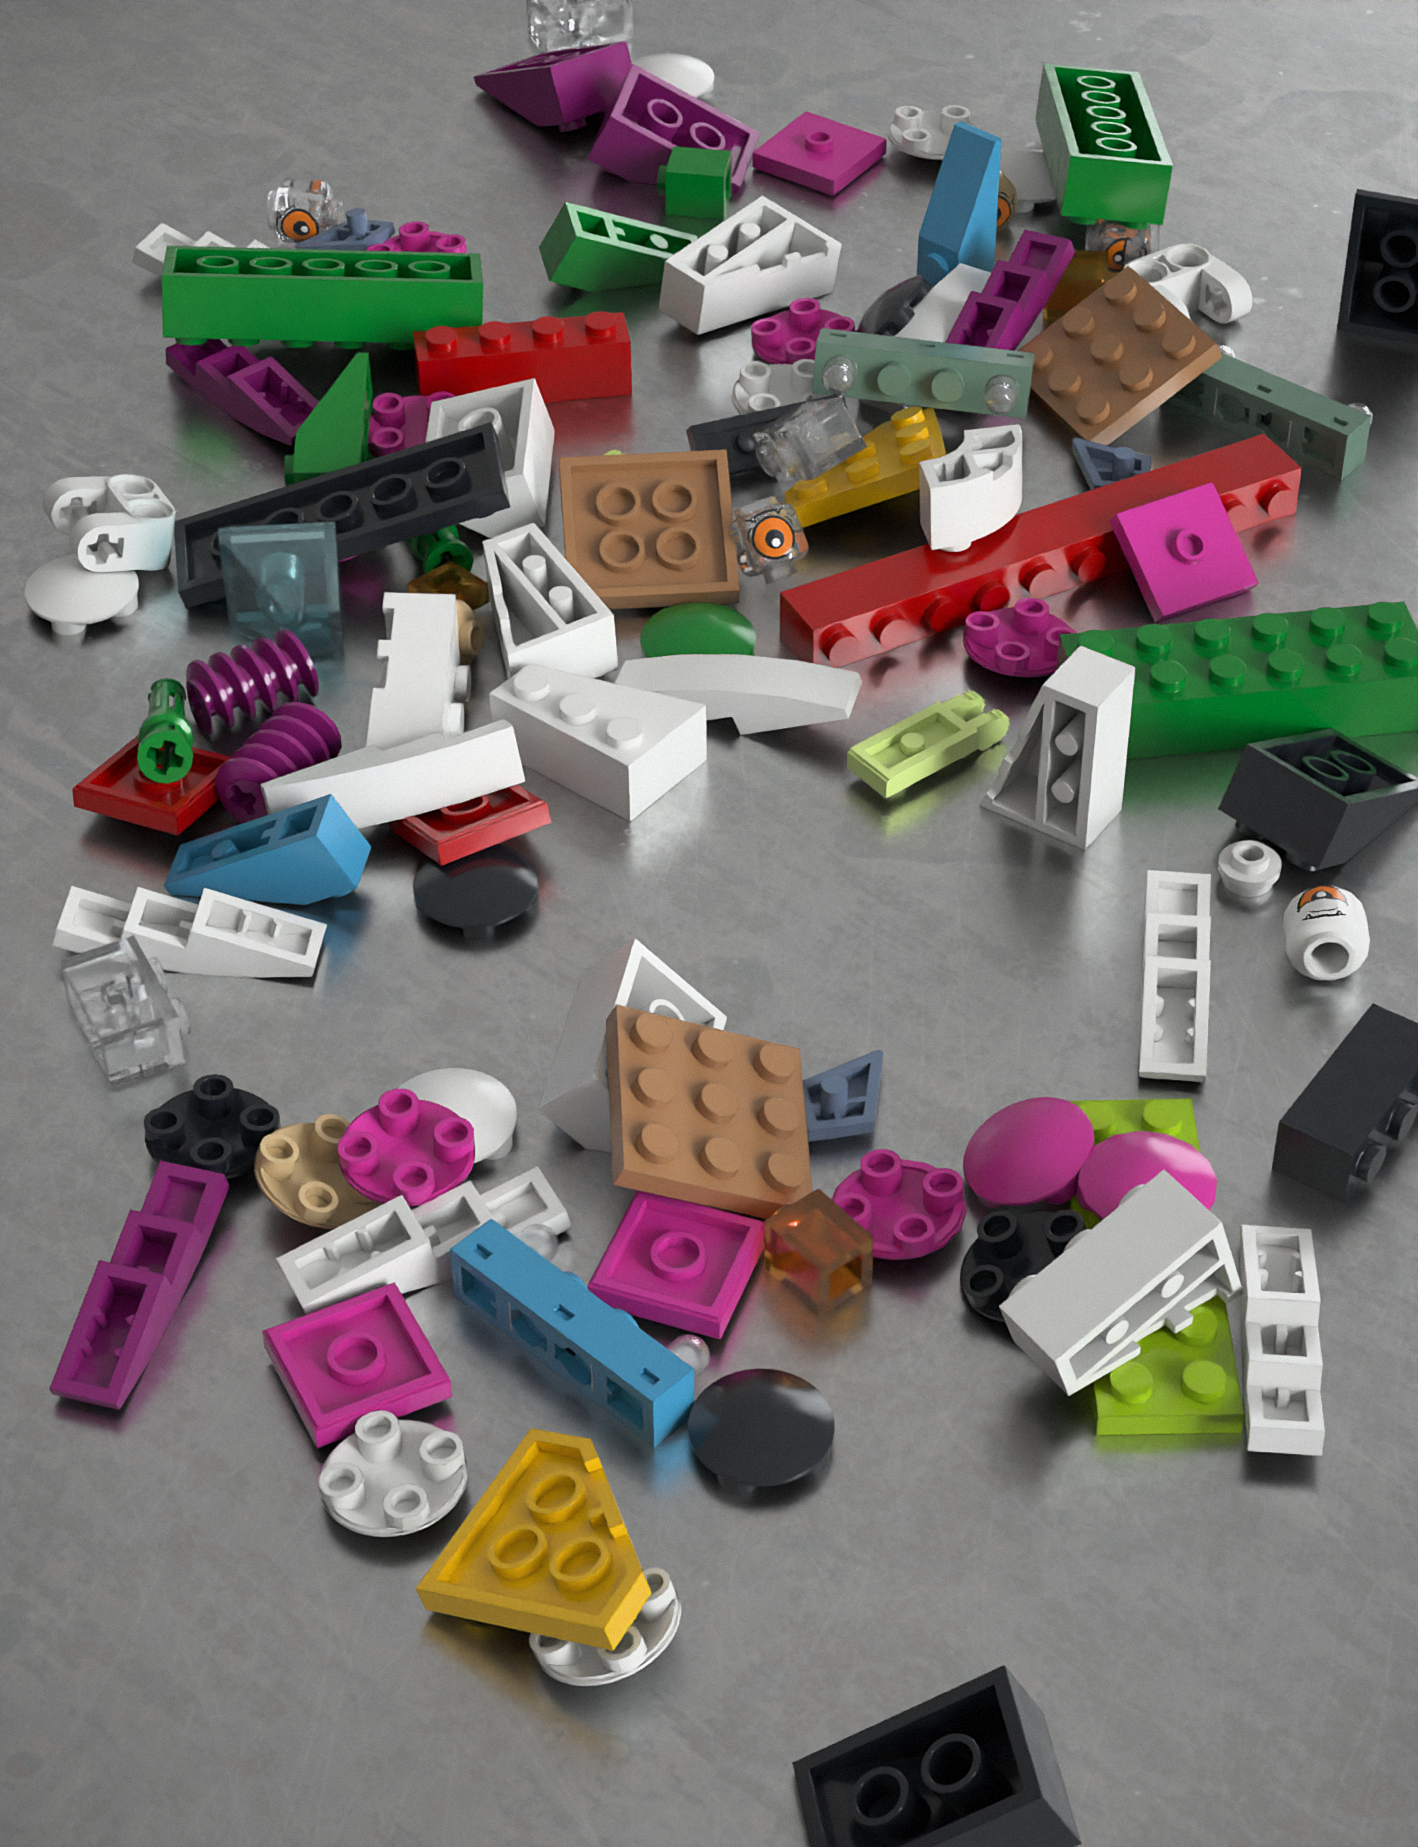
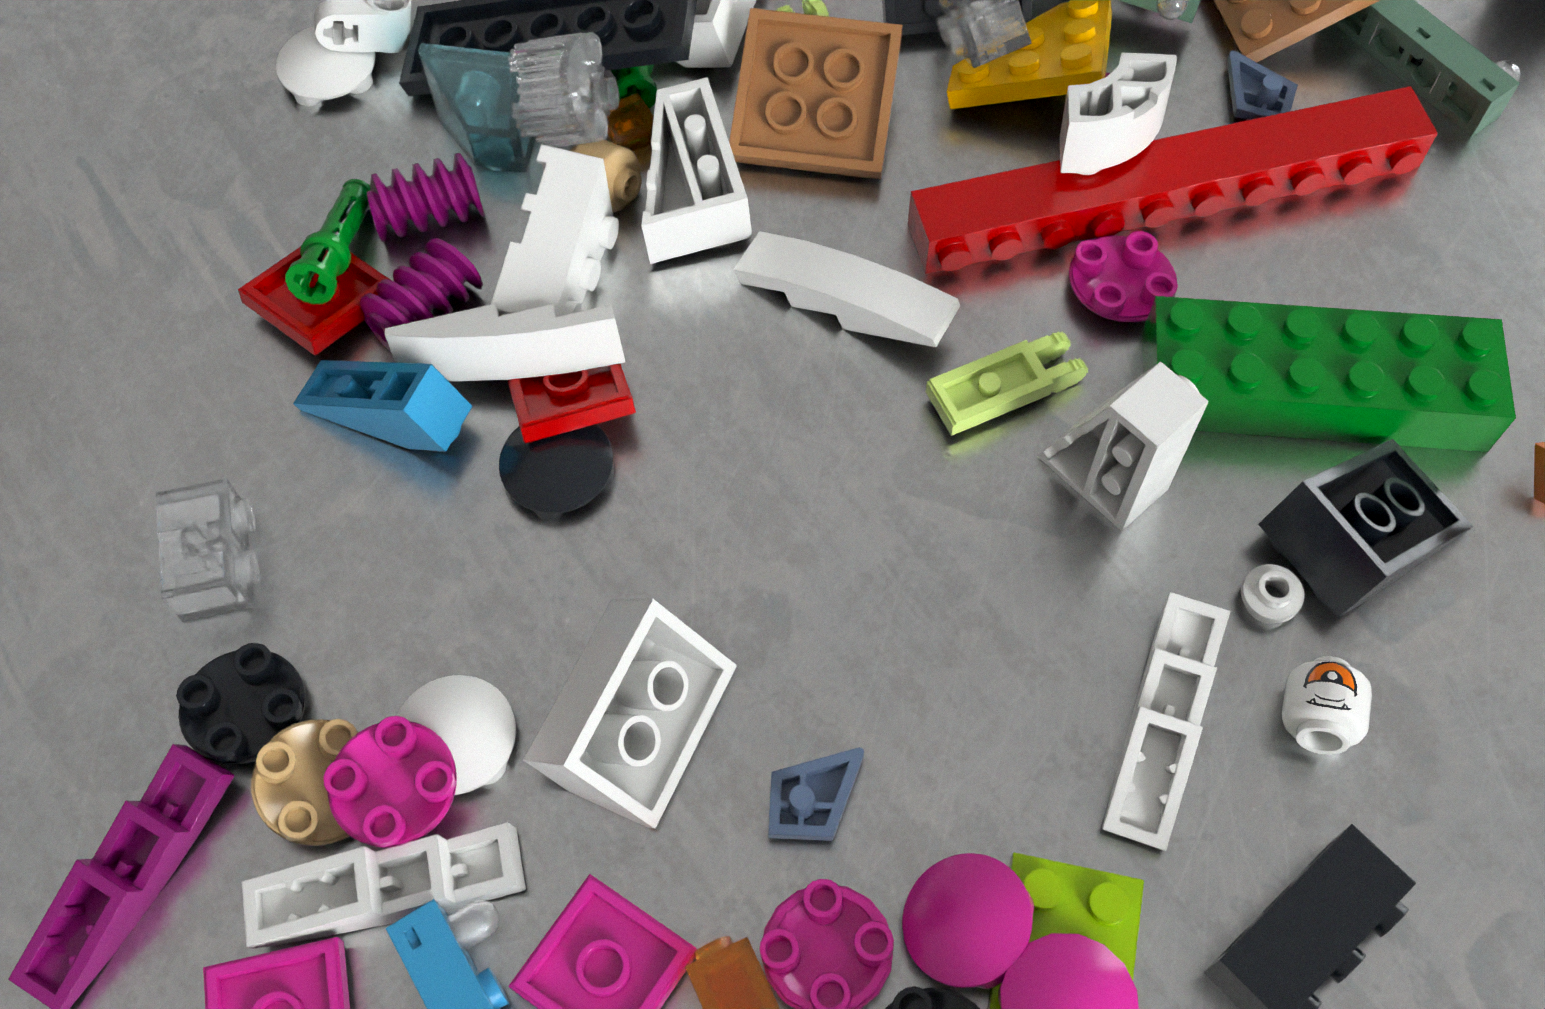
camera: 15 degrees right, 20 degrees up
(209, 938) = (293, 469): white slope -> none
(384, 548) = (563, 90): none -> clear brick
(602, 736) = (708, 320): white wedge -> none
(697, 630) = (833, 213): green dish -> none
(705, 1114) = (668, 817): medium nougat plate -> none
(768, 539) = (919, 122): clear head -> none
(1183, 552) = (1301, 208): dark pink plate -> none

